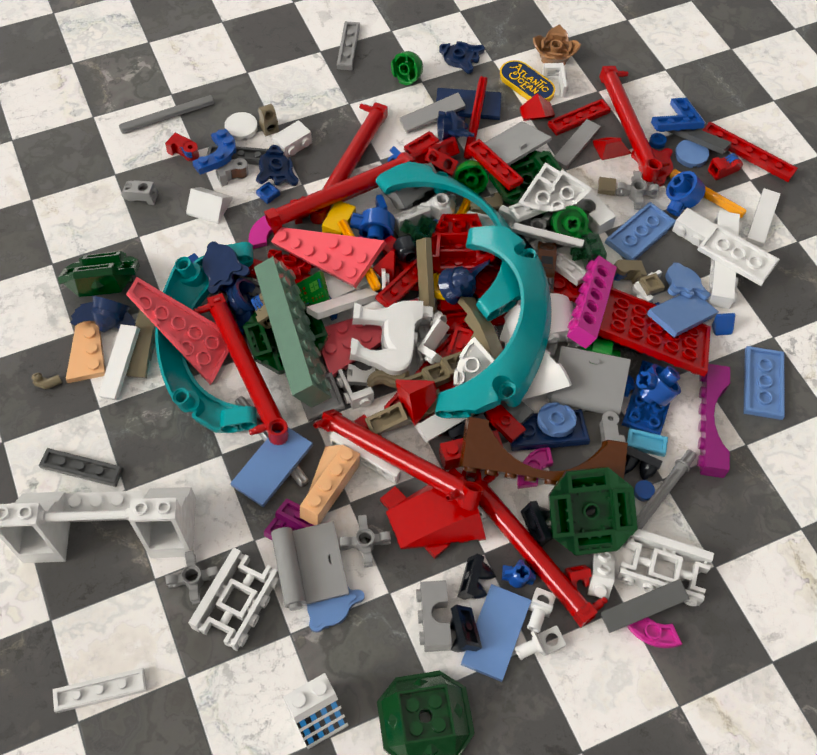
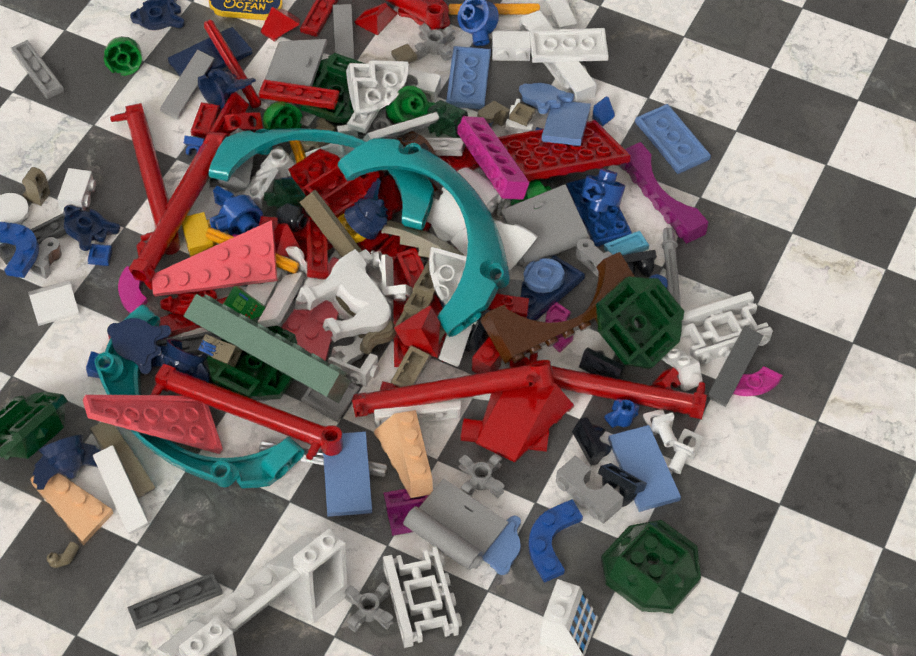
camera: 40 degrees left, 5 degrees down
(370, 622) = (543, 533): none -> blue plate

